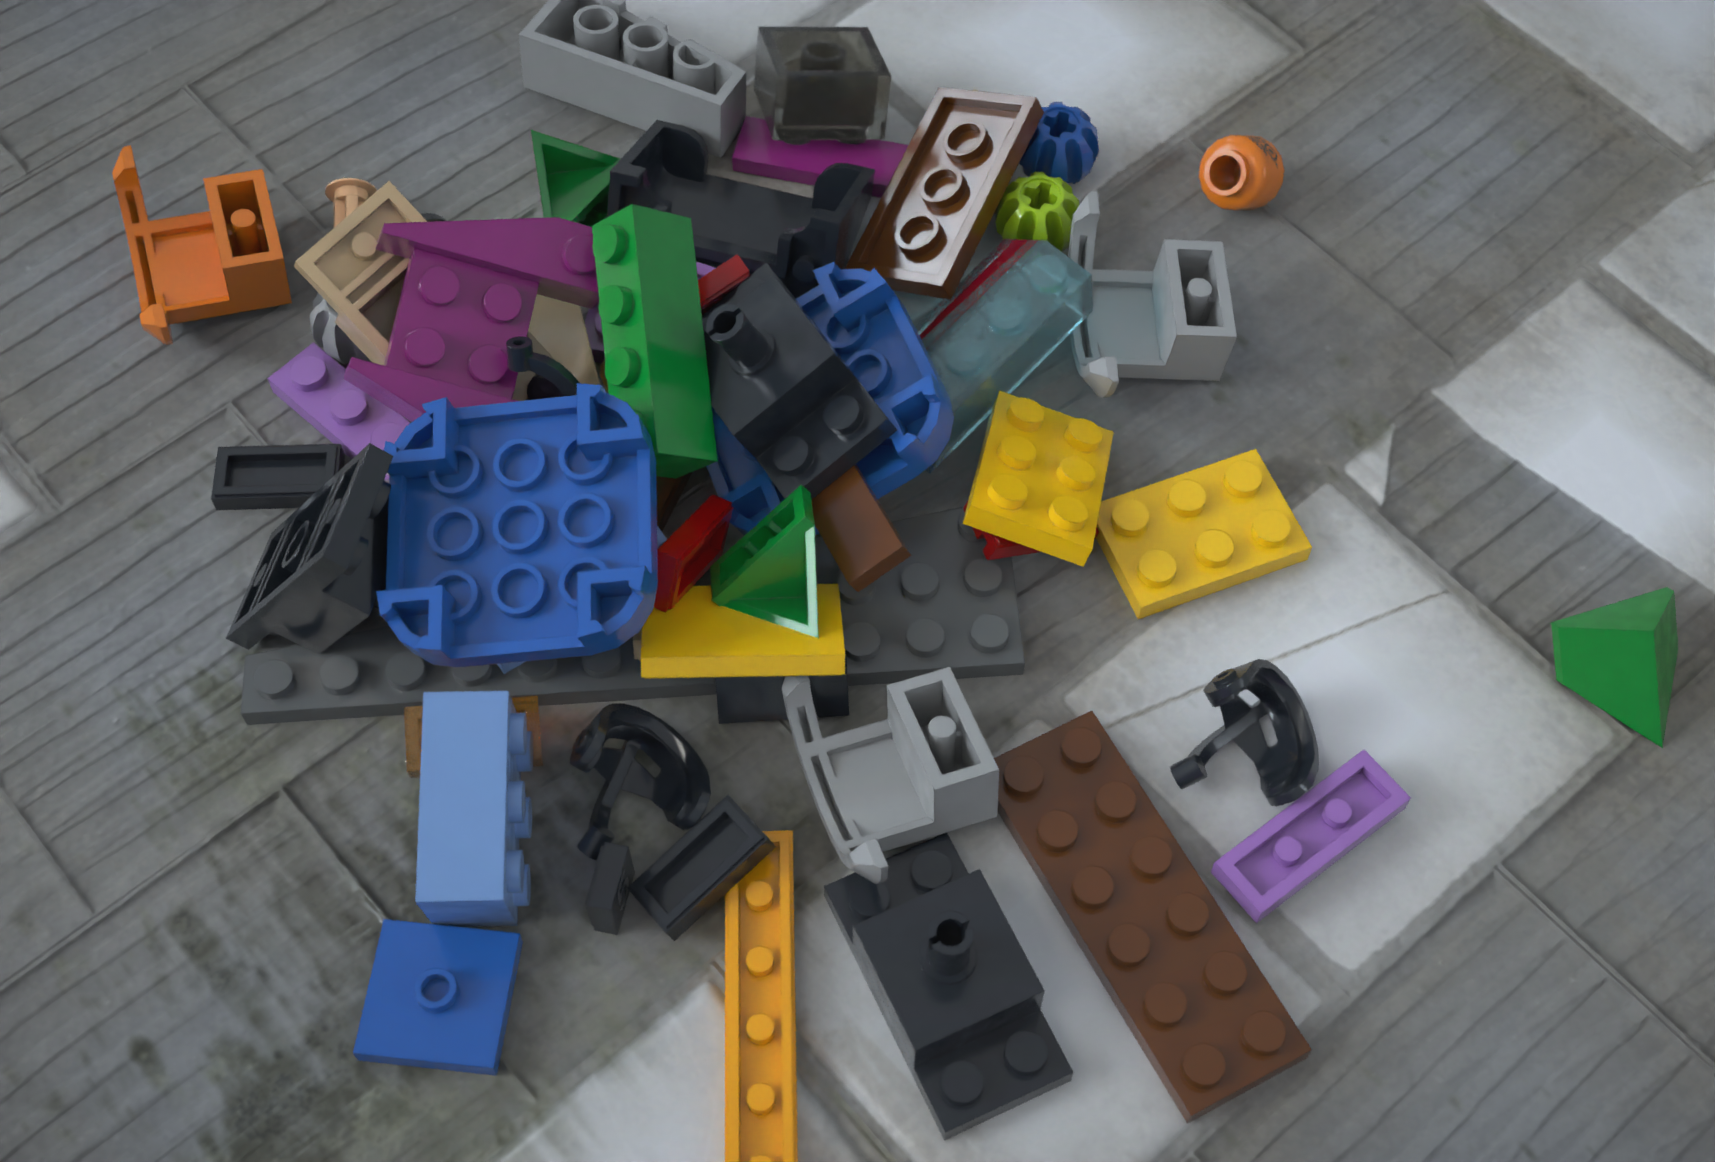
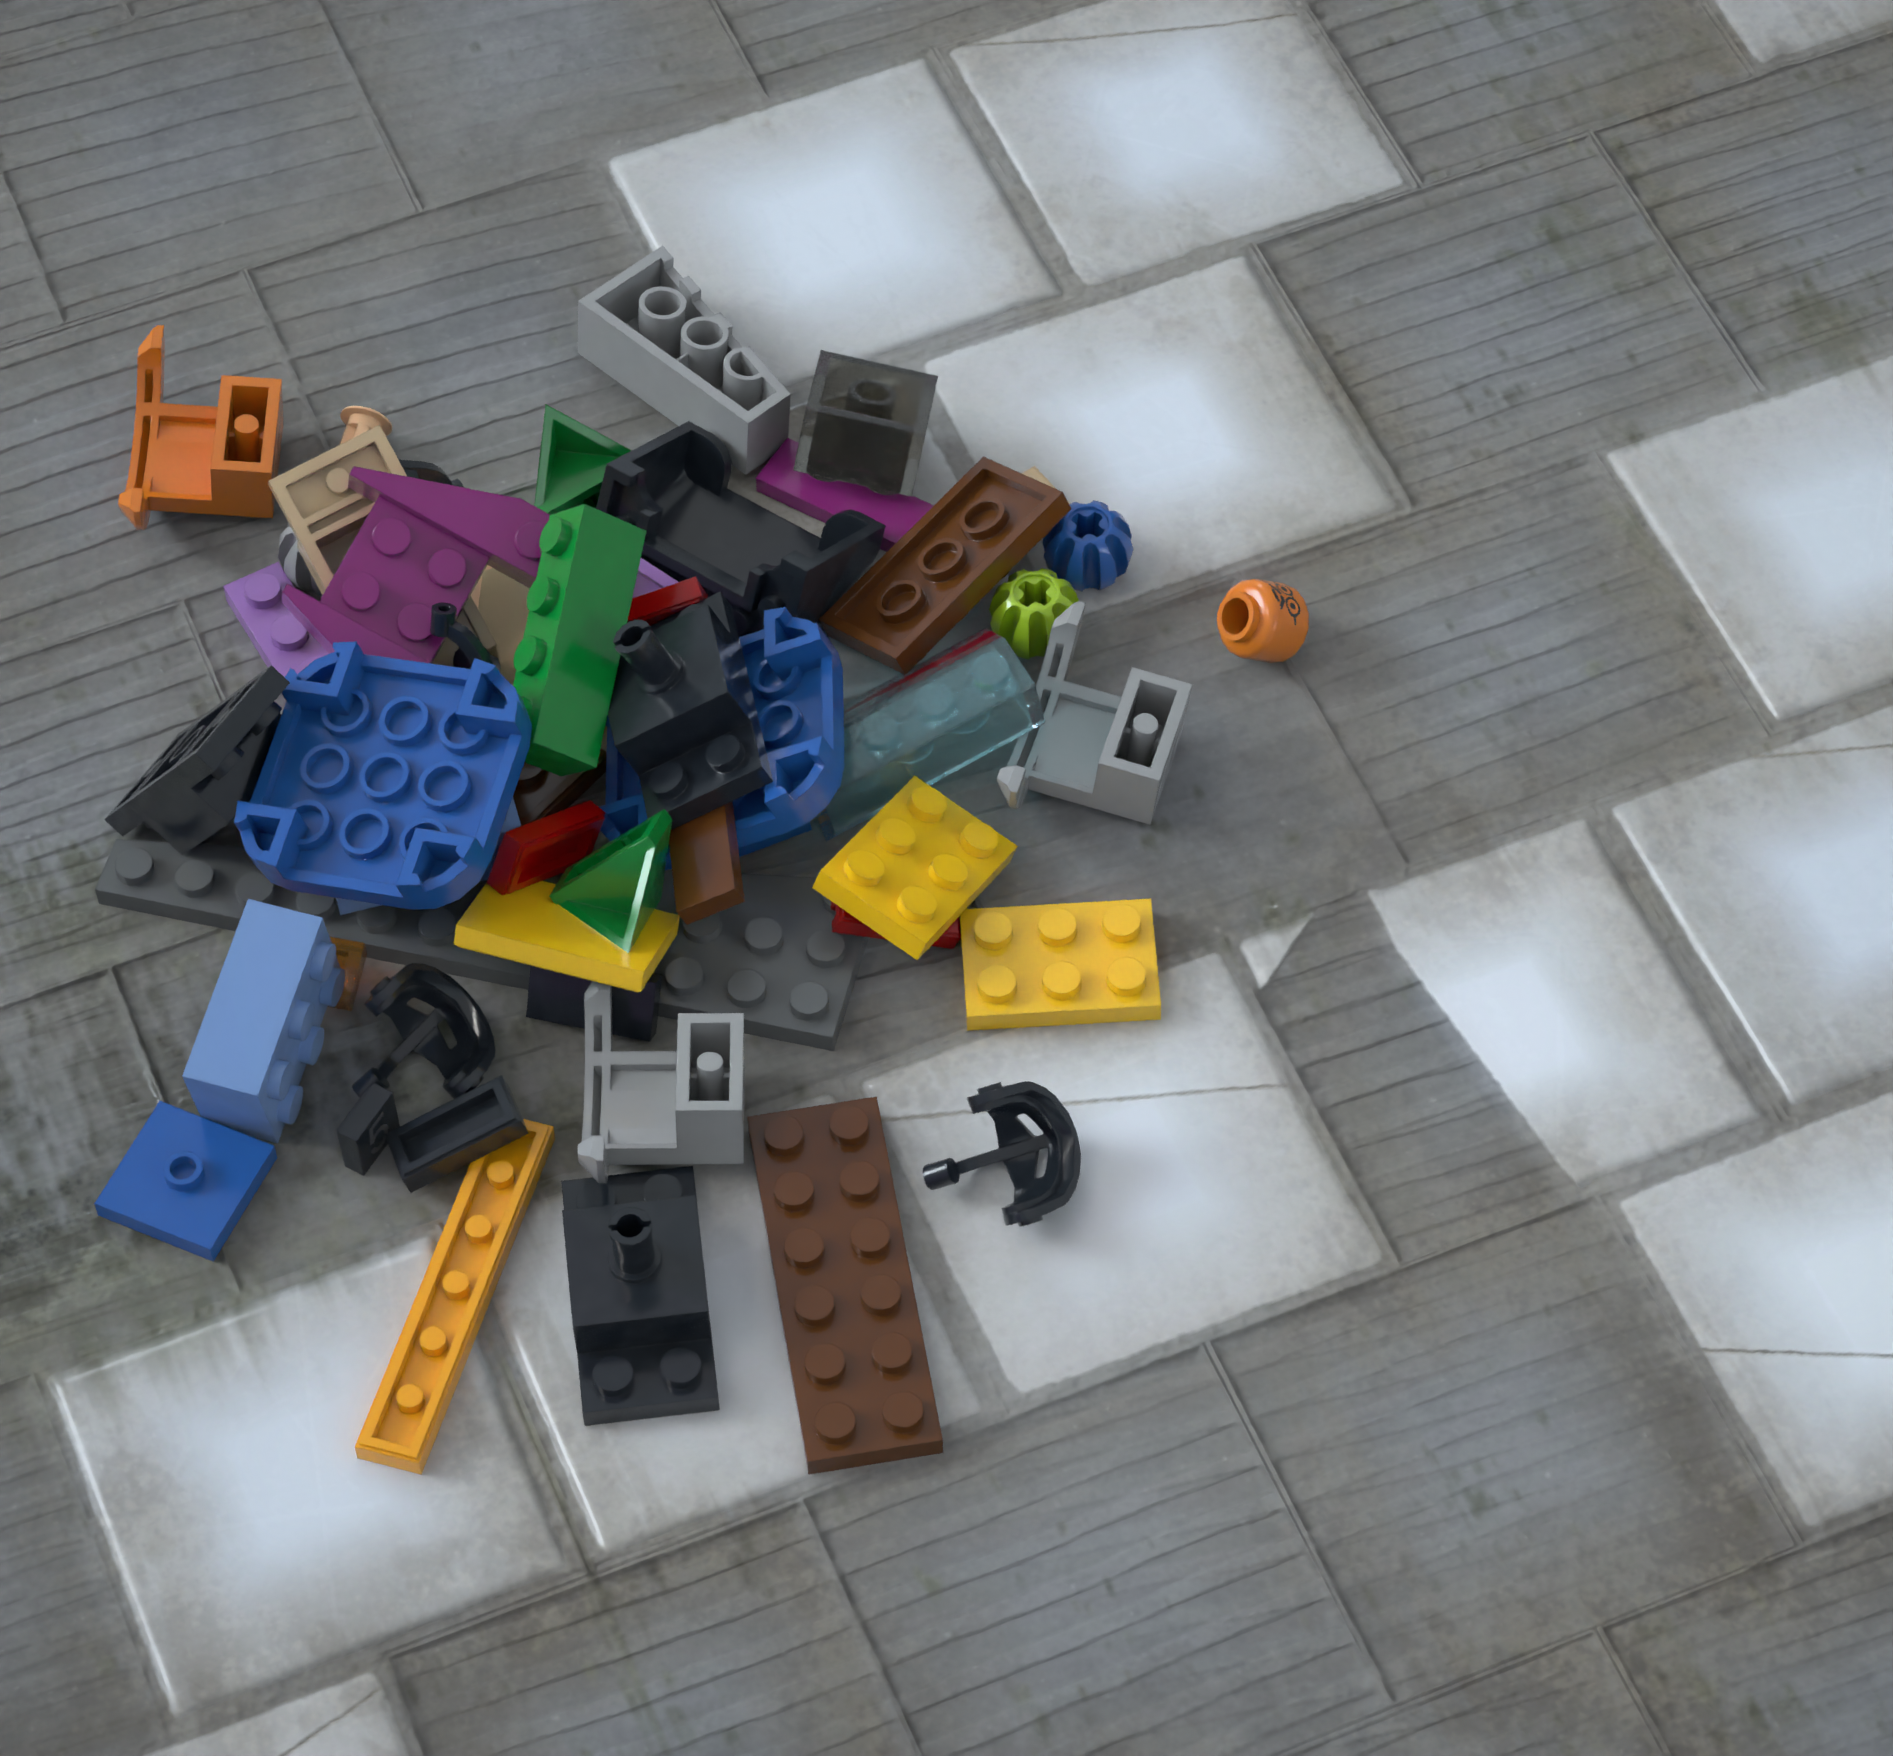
camera: 20 degrees right, 5 degrees down
(272, 475) = (191, 677): black tile -> none
(1310, 835) = (1031, 1261): medium lavender plate -> none
(1622, 659) = (1418, 1189): green slope -> none

